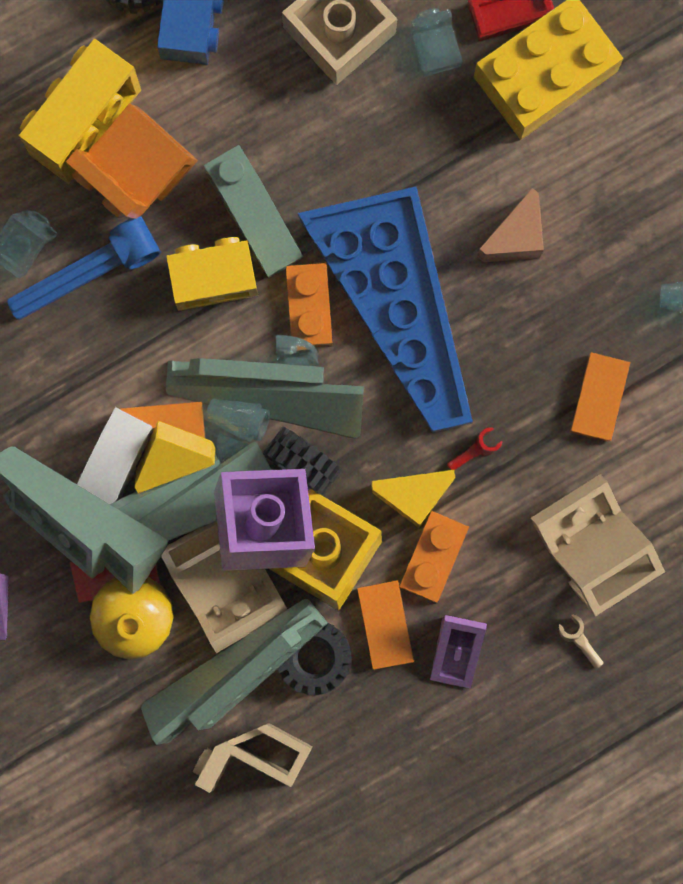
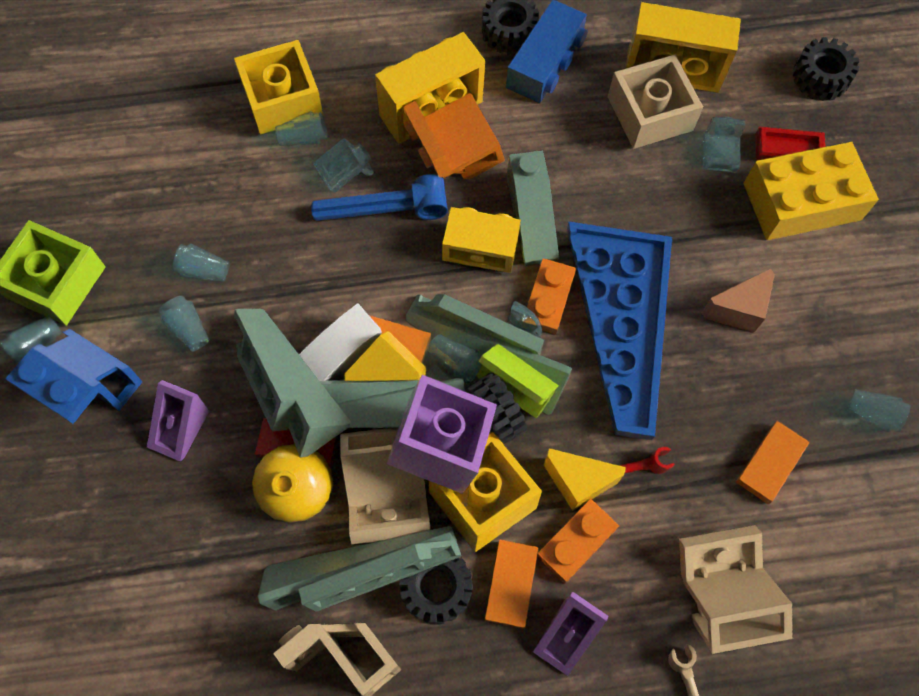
camera: 20 degrees right, 15 degrees down
(312, 417) = (528, 386): none -> lime panel

